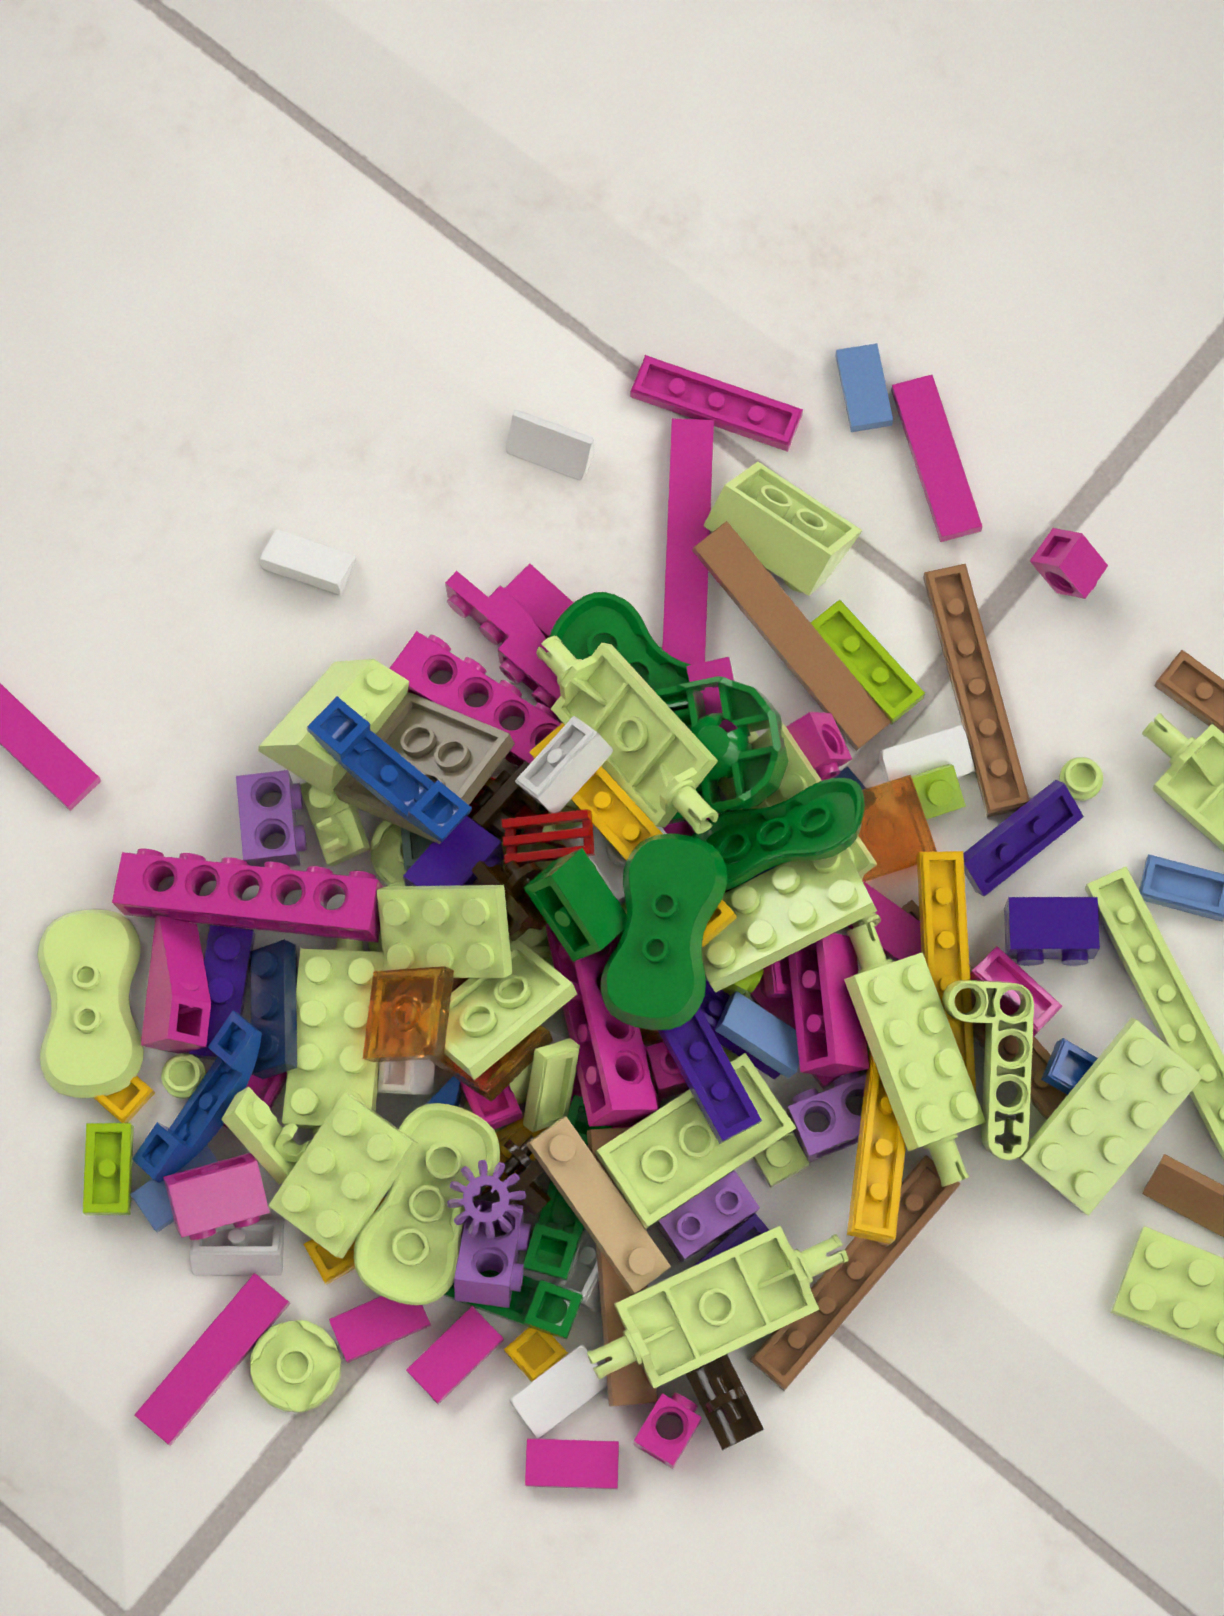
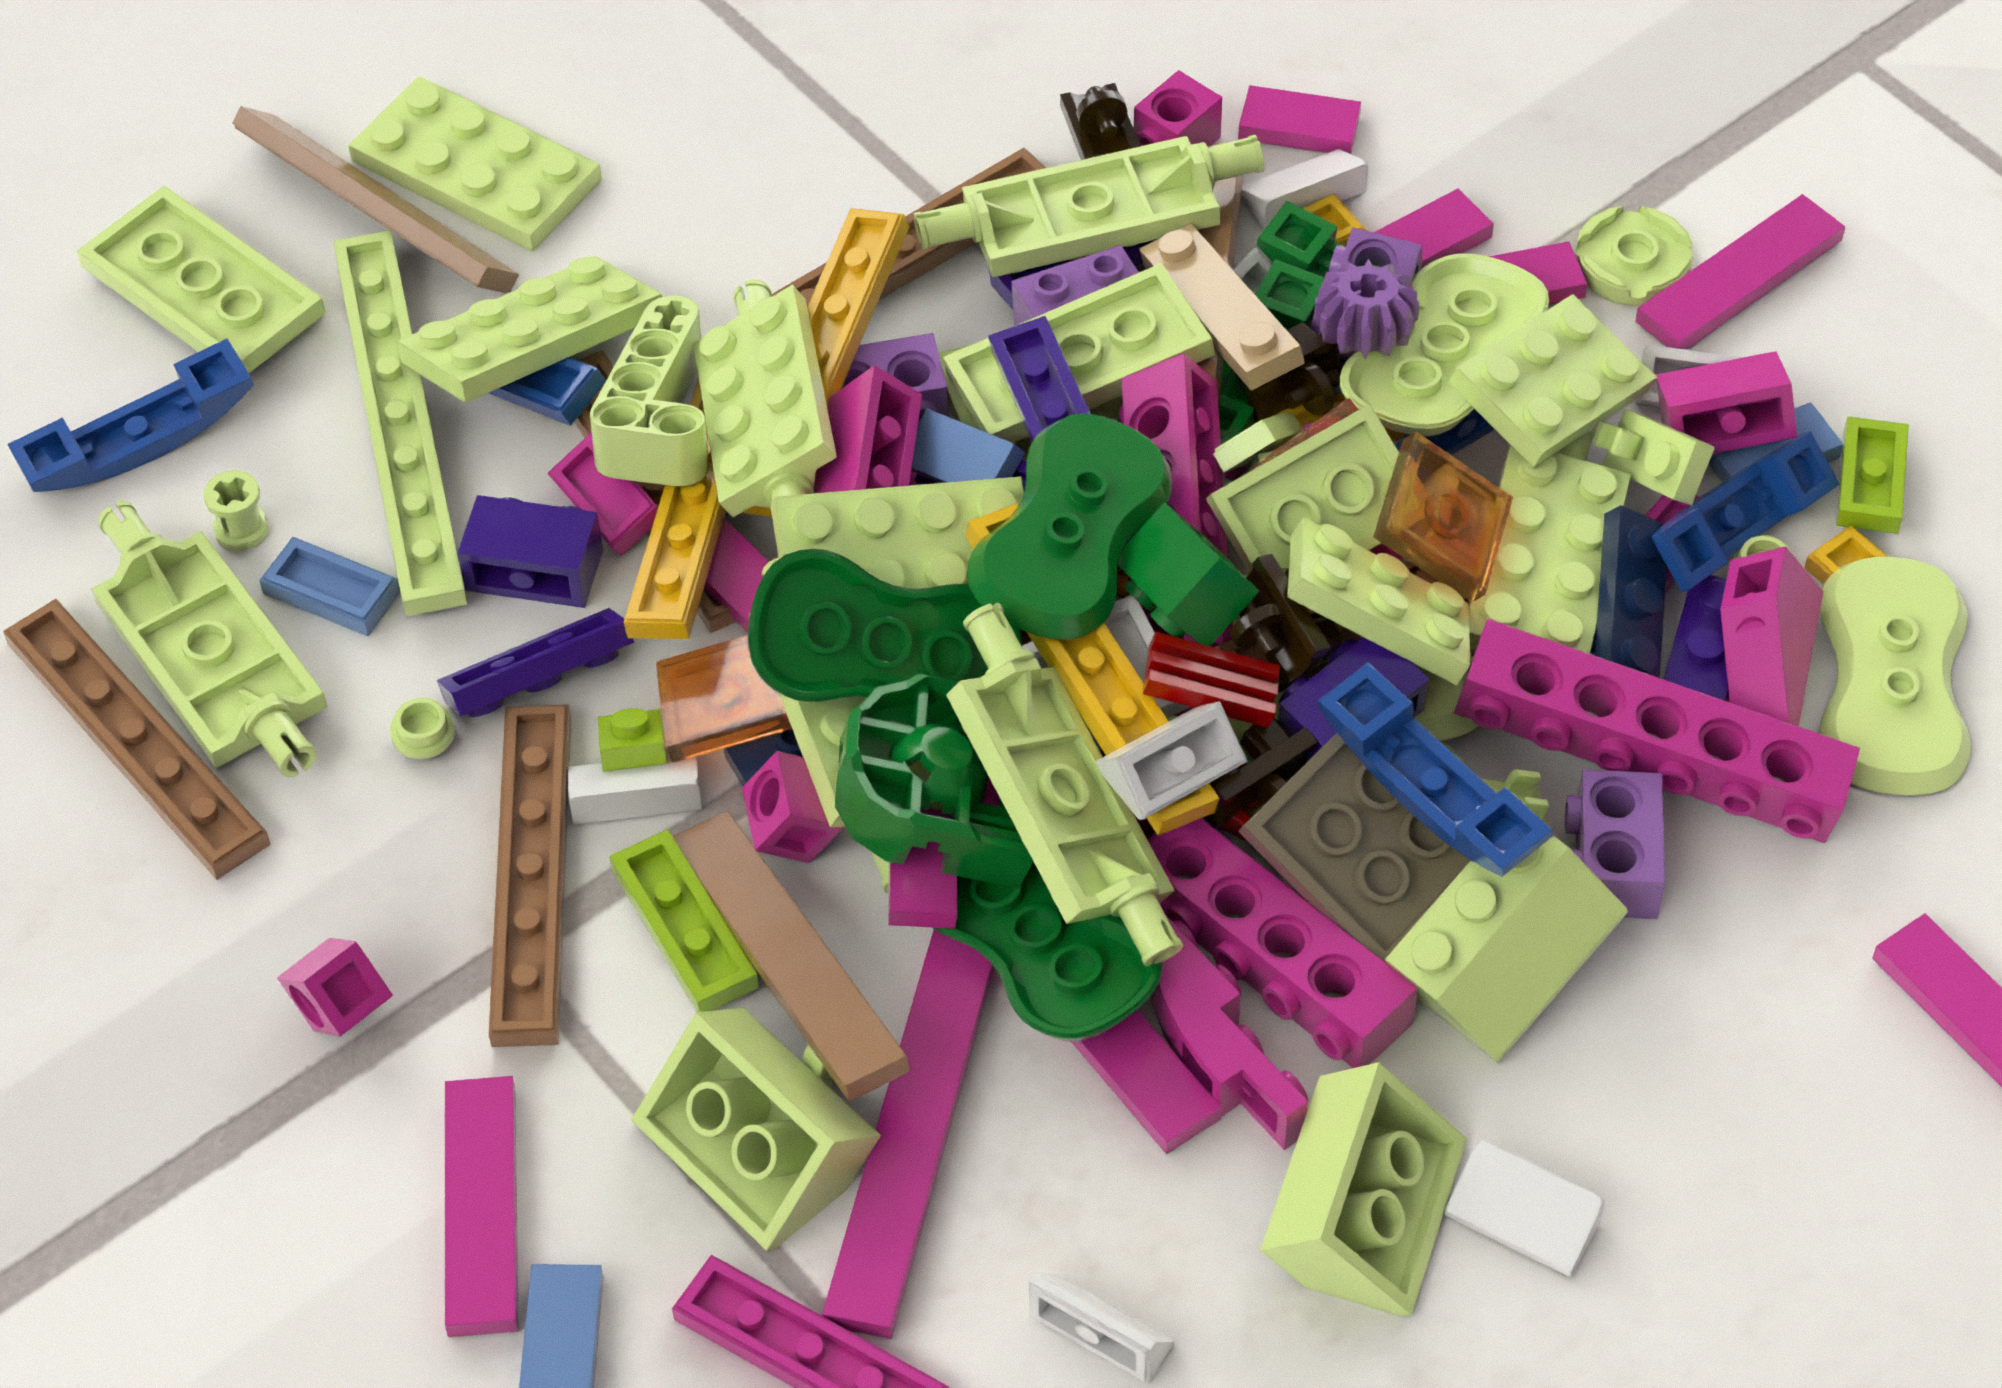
camera: 170 degrees left, 20 degrees down
(405, 548) = (1364, 1190): none -> yellowish green slope

